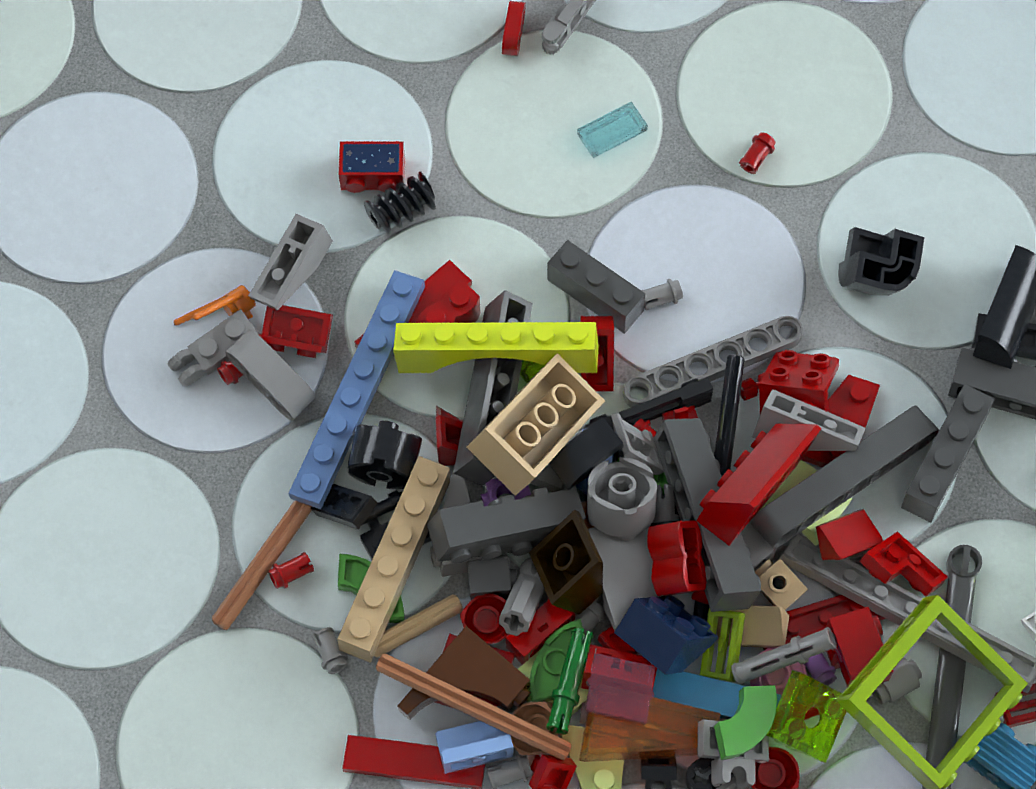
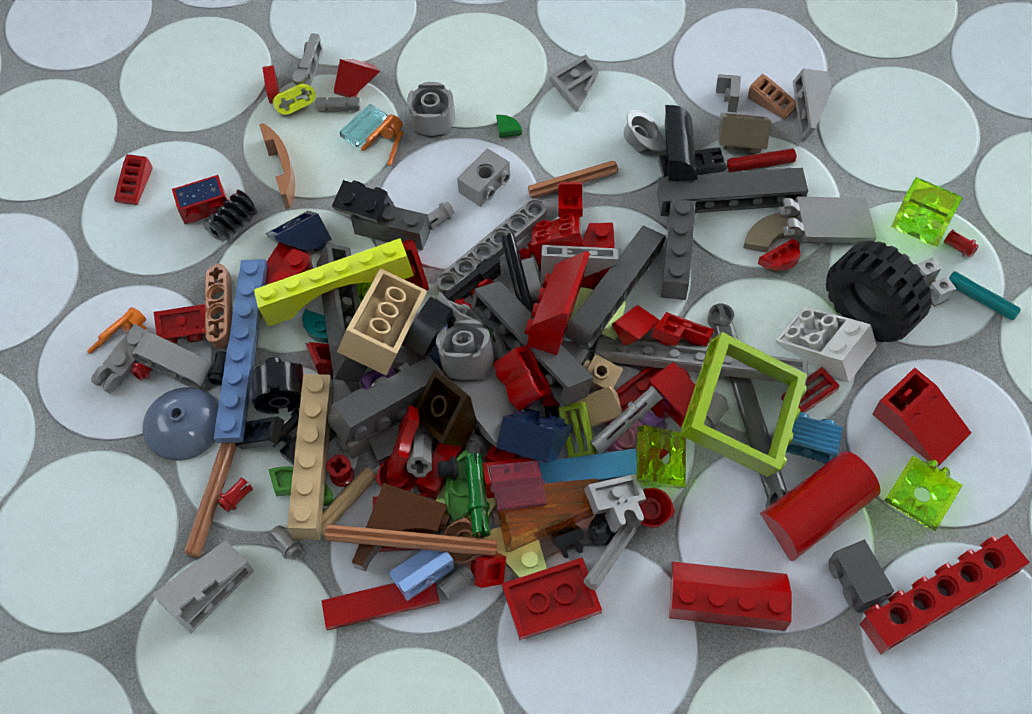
camera: 20 degrees left, 5 degrees down
(223, 667) = (204, 586): none -> light grey wedge
(259, 474) = (187, 434): none -> sand blue dish
(291, 262) = (163, 278): light grey slope -> none
(306, 89) = (133, 165): none -> red slope
(320, 406) = (216, 374): none -> black pin
(343, 319) = (213, 306): none -> nougat beam
(419, 578) = (340, 470): none -> red bush
(455, 388) = (315, 325): none -> teal plate
(480, 257) = (302, 231): none -> dark blue slope
(485, 180) = (286, 181): none -> nougat slope
(499, 595) = (403, 443): none -> red tile
(533, 55) = (296, 104): none -> neon yellow beam
(548, 636) = (448, 468): none -> black piece
(569, 248) = (361, 201): none -> black bracket
(590, 86) = (338, 104): none -> light grey axle
(625, 54) = (353, 76): none -> red slope
(642, 148) = (389, 128): none -> orange plant
(706, 141) = (431, 109): none -> light grey brick
(744, 424) = (531, 278): none -> light grey beam
(748, 247) = (484, 177): none -> light grey brick
(750, 722) = (622, 475): bright green tile -> none
(762, 146) = (470, 103): red pin -> none
(798, 197) = (508, 126): none -> green tile
(837, 334) = (570, 198): none -> red bracket
(854, 304) = (583, 176): none -> nougat axle
(880, 262) = (580, 145): black brick -> none
(914, 163) = (575, 80): none -> light grey wing
(972, 273) = (643, 132): none -> light grey piece

